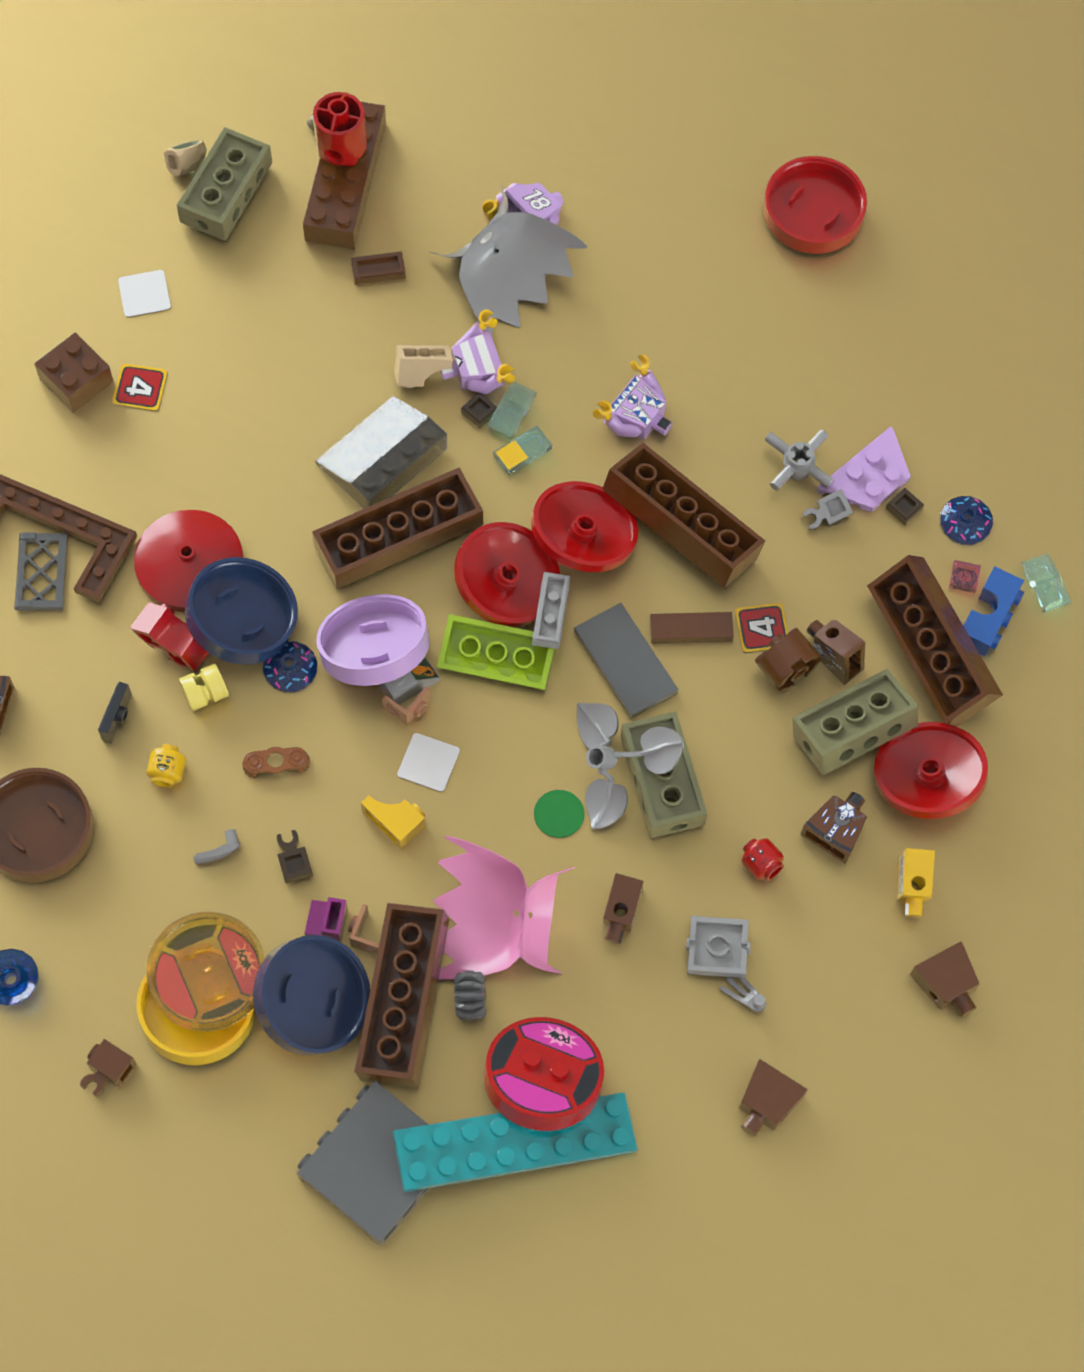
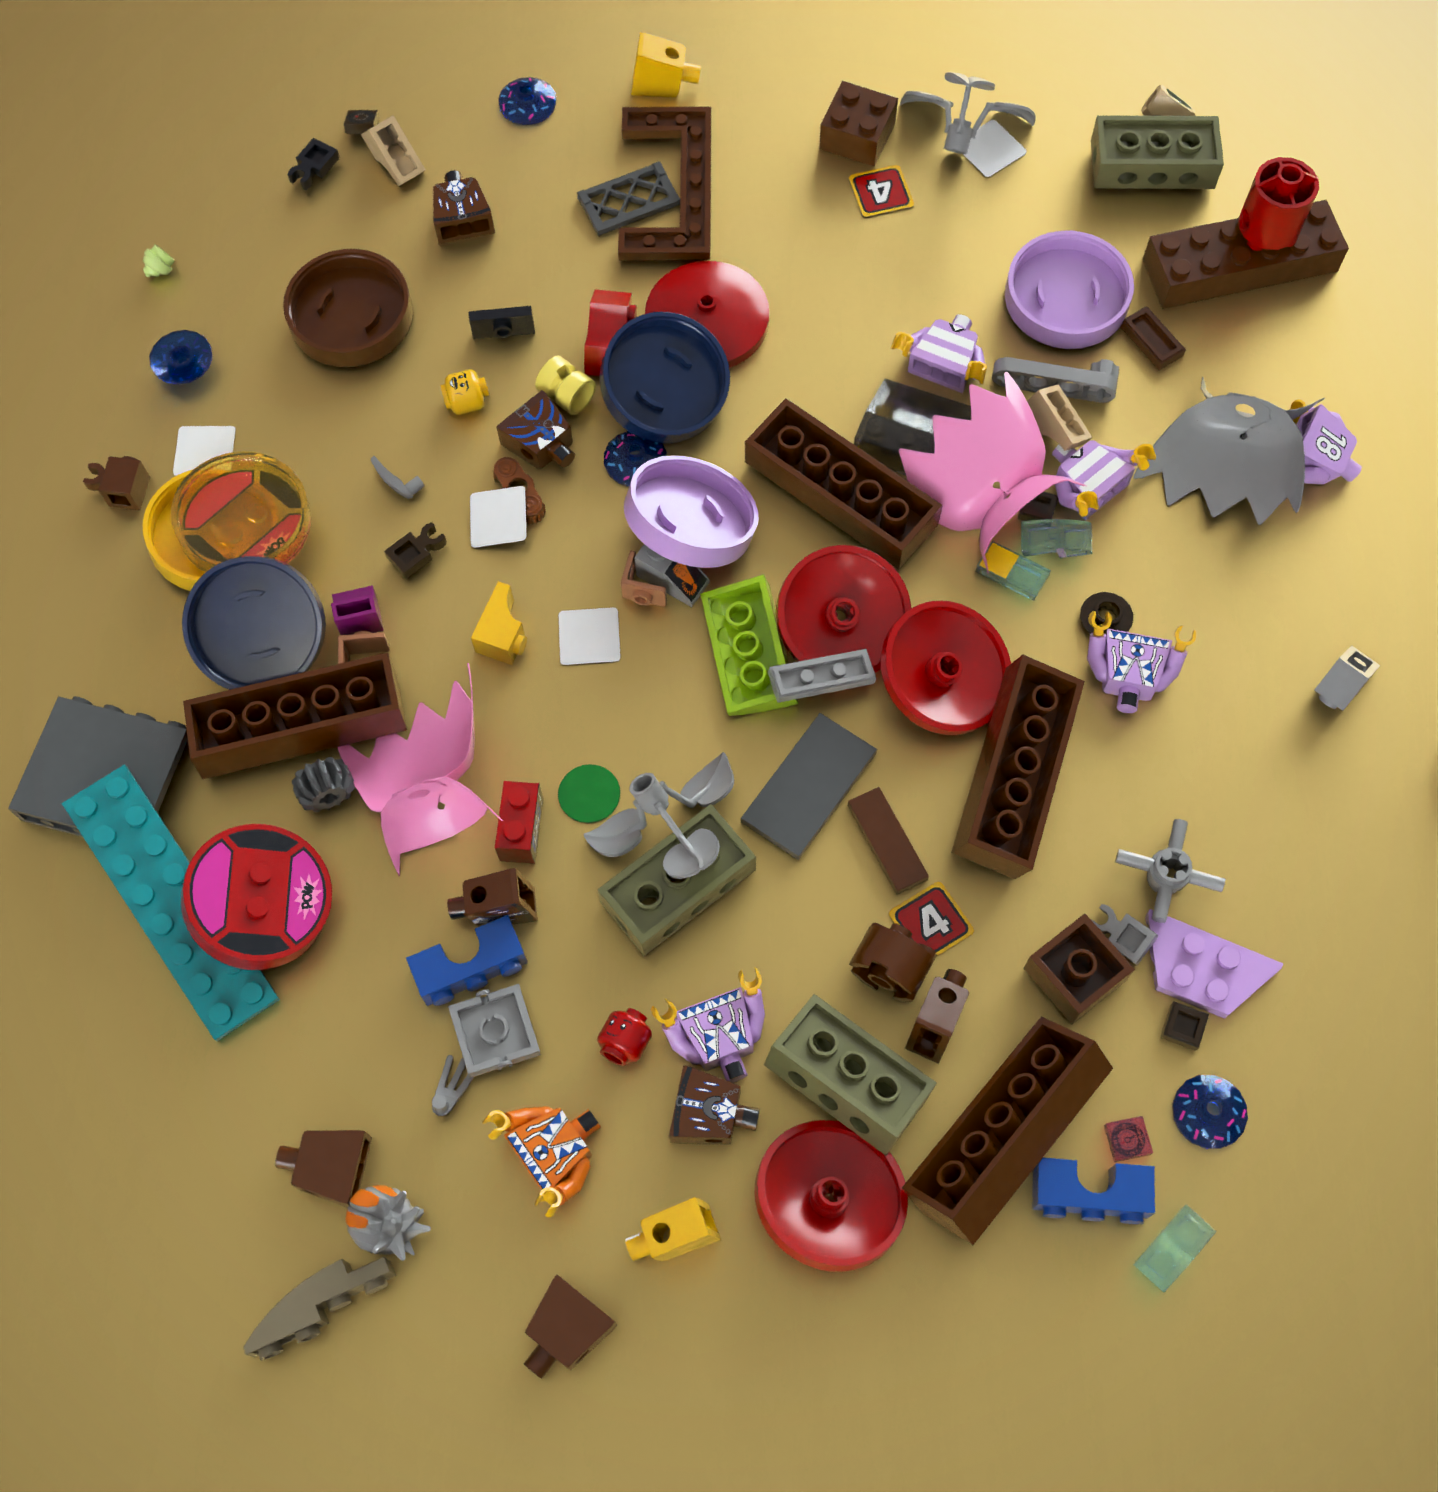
camera: 70 degrees right, 0 degrees up
(106, 993) = (200, 444): none -> white sticker
(125, 304) = (960, 132): none -> light grey plant
(236, 724) = (538, 433): none -> torso
(294, 785) = (498, 516): none -> white sticker
(311, 300) = (1069, 289): none -> lavender brick
(323, 407) = (944, 353): none -> torso
(400, 322) = (1093, 385): none -> light grey beam
(436, 423) = (970, 455): none -> bright pink piece
(558, 857) = (521, 818): none -> red brick
(583, 417) = (1109, 601): none -> dark brown piece
(658, 920) = (497, 955): none -> blue arch
(711, 284) = (1346, 679): none -> light grey slope
(783, 792) = (718, 1029): none -> torso
(824, 940) = (549, 1148): none -> torso
(829, 1069) = (384, 1221): none -> light grey hair
(843, 548) = (1078, 968): none -> reddish brown brick
(866, 1152) = (302, 1309): none -> dark tan slope

